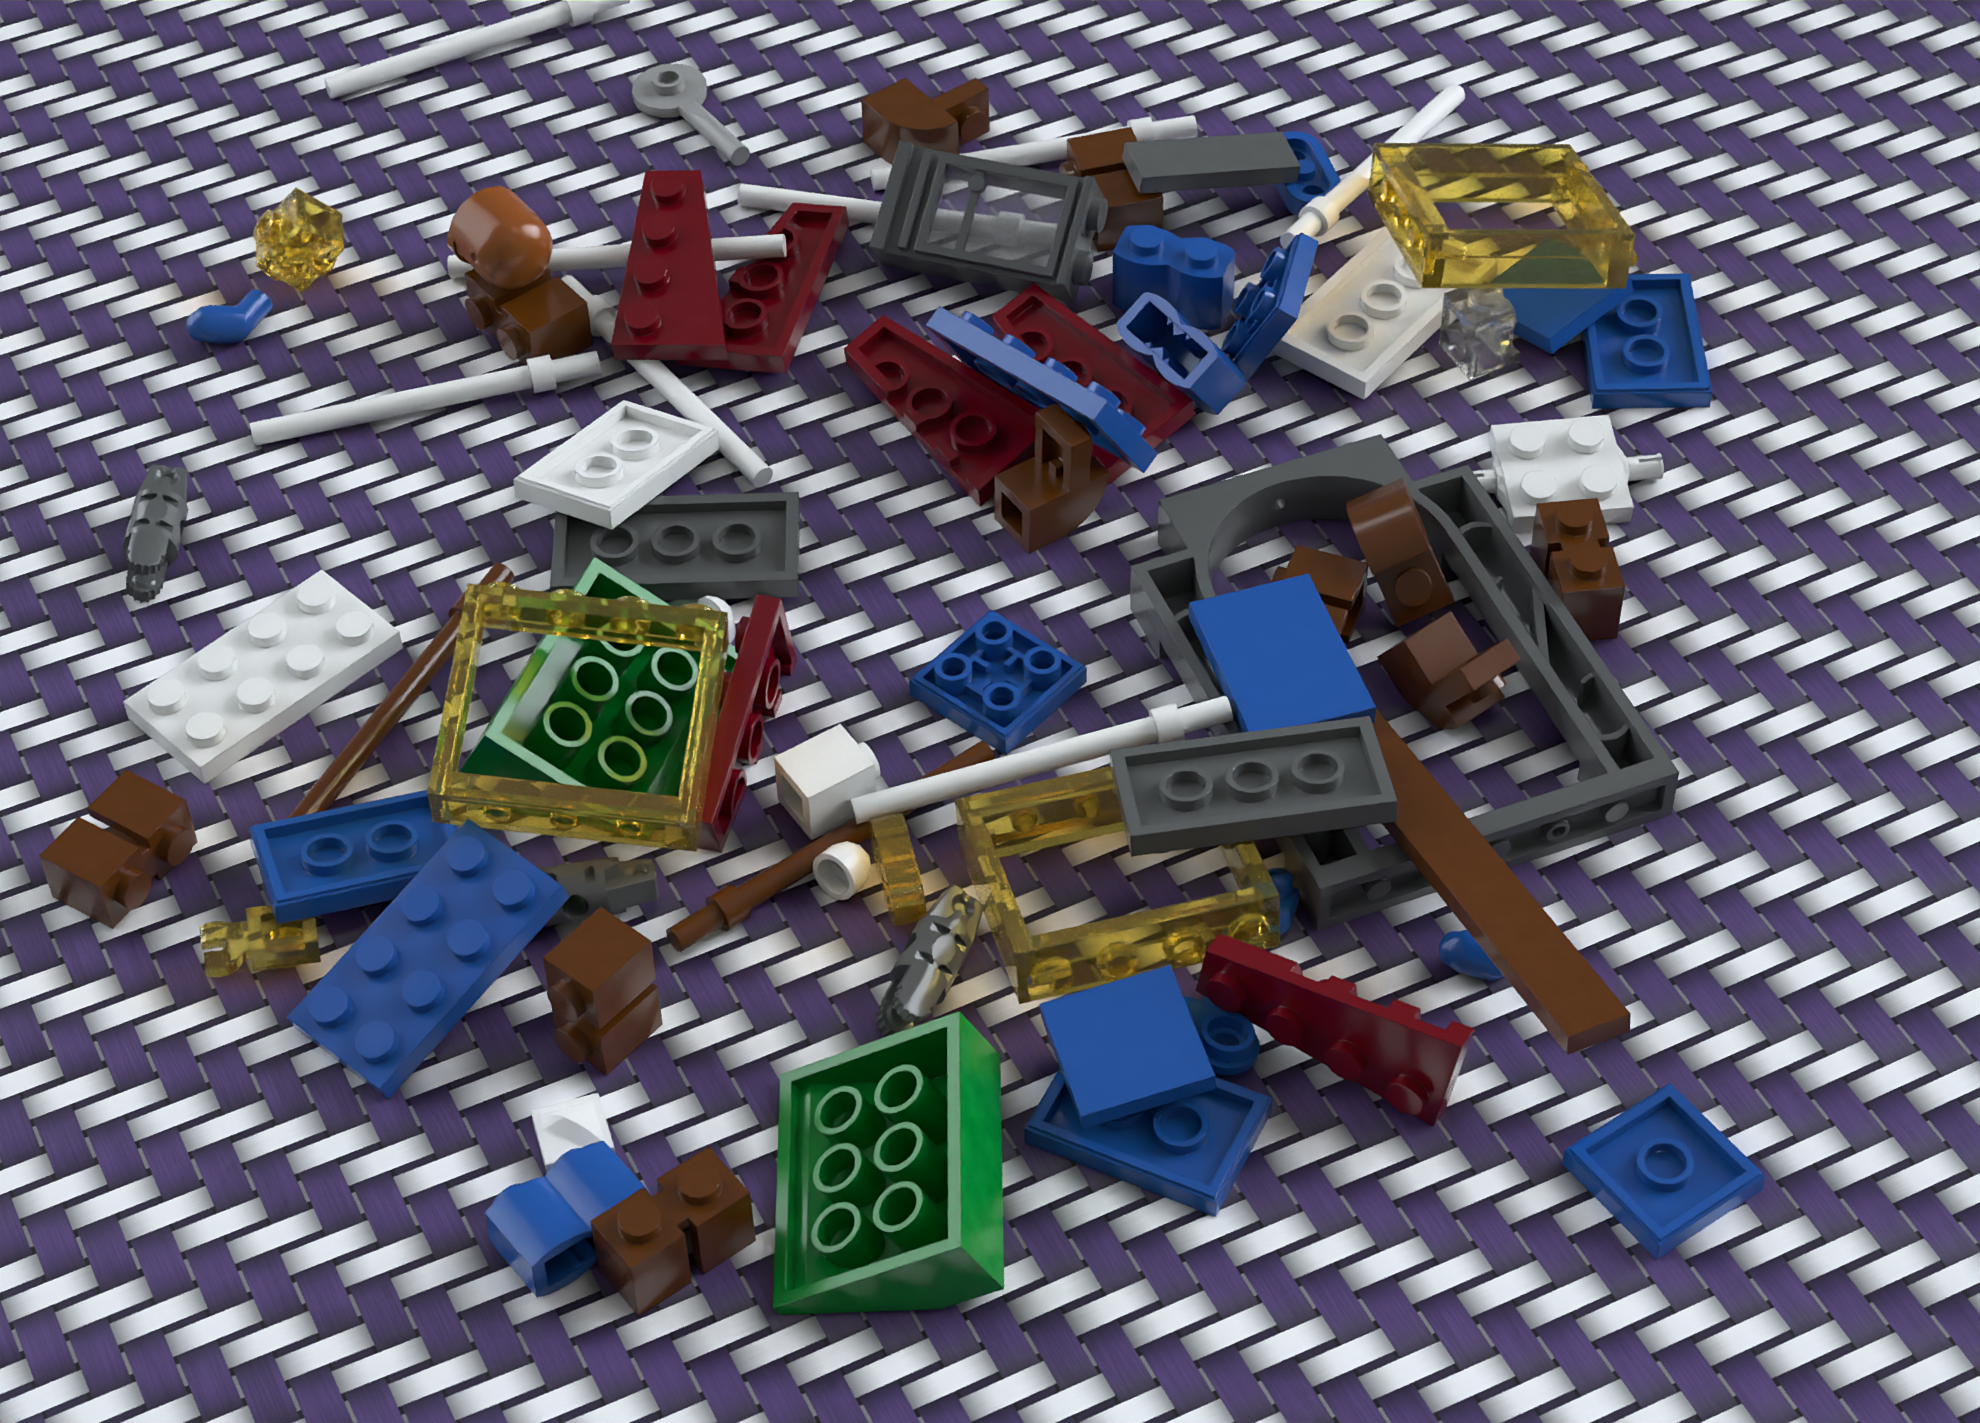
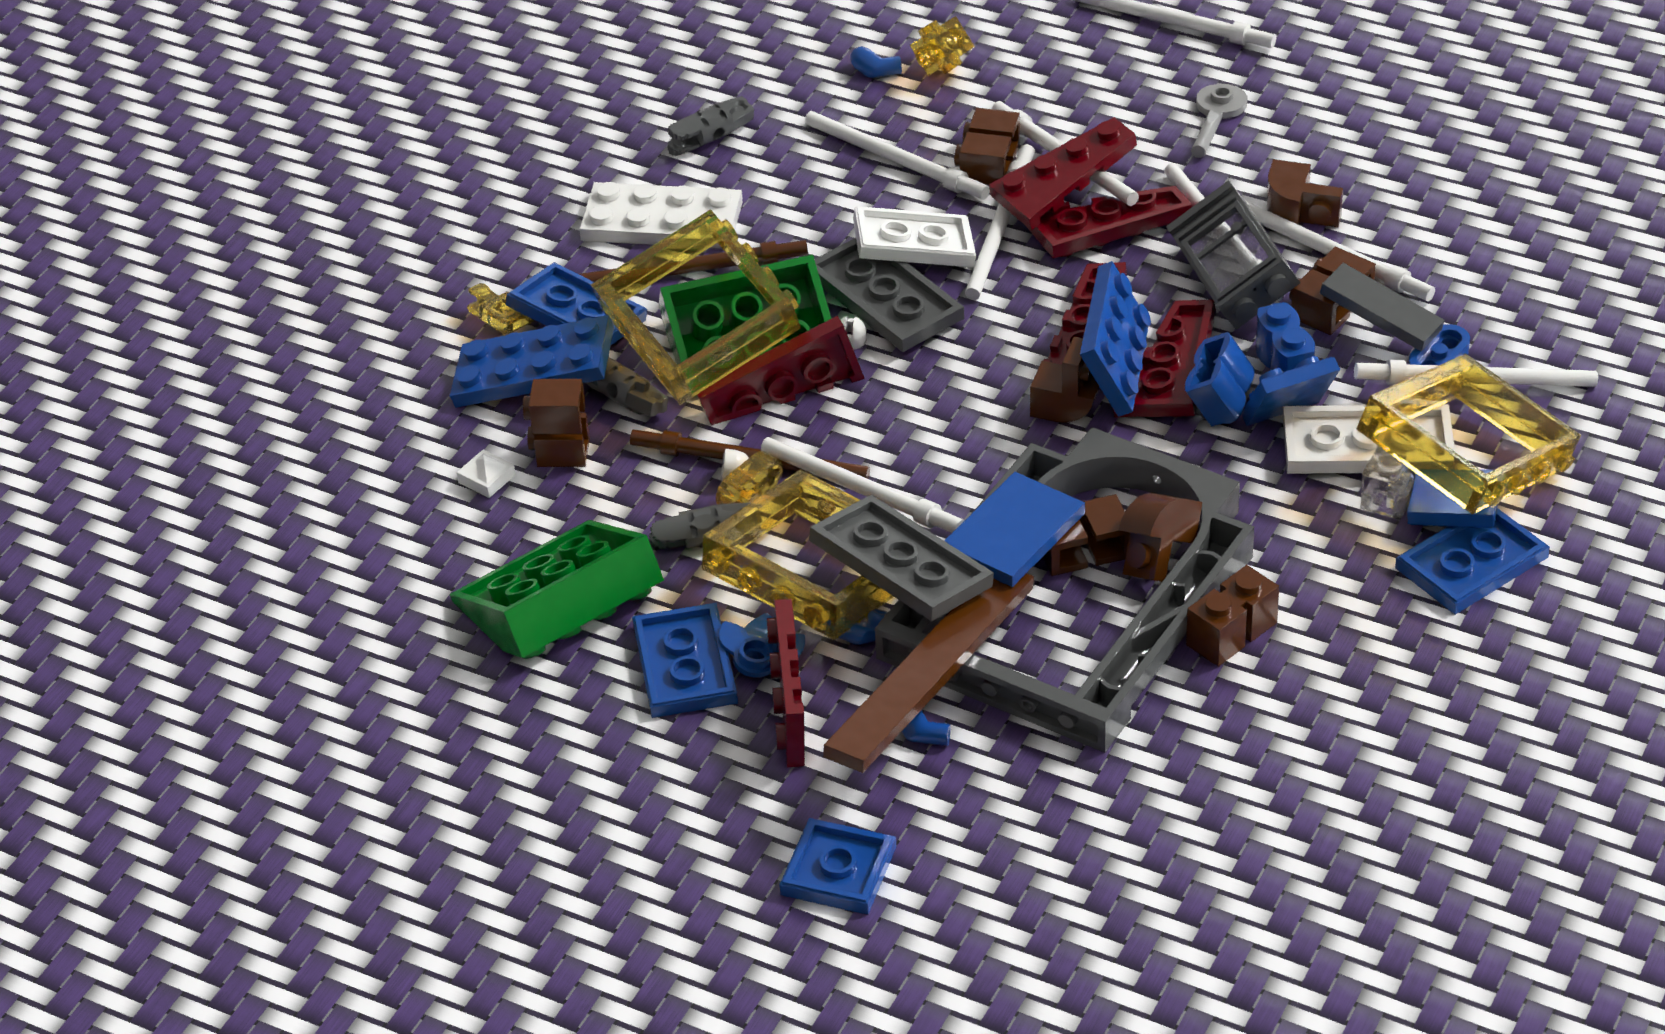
camera: 55 degrees right, 5 degrees down
(113, 869) = (489, 246): reddish brown piece -> none
(500, 238) = (994, 96): dark orange helmet -> none
(546, 1221) = (431, 496): blue brick -> none
(642, 1237) = (469, 527): reddish brown piece -> none
(822, 777) = (774, 418): white brick -> none
(998, 681) = (921, 452): blue tile -> none
(1127, 1046) = (701, 614): blue tile -> none
(1445, 675) = (1095, 602): reddish brown brick -> none
(1563, 463) = (1318, 577): white plate -> none

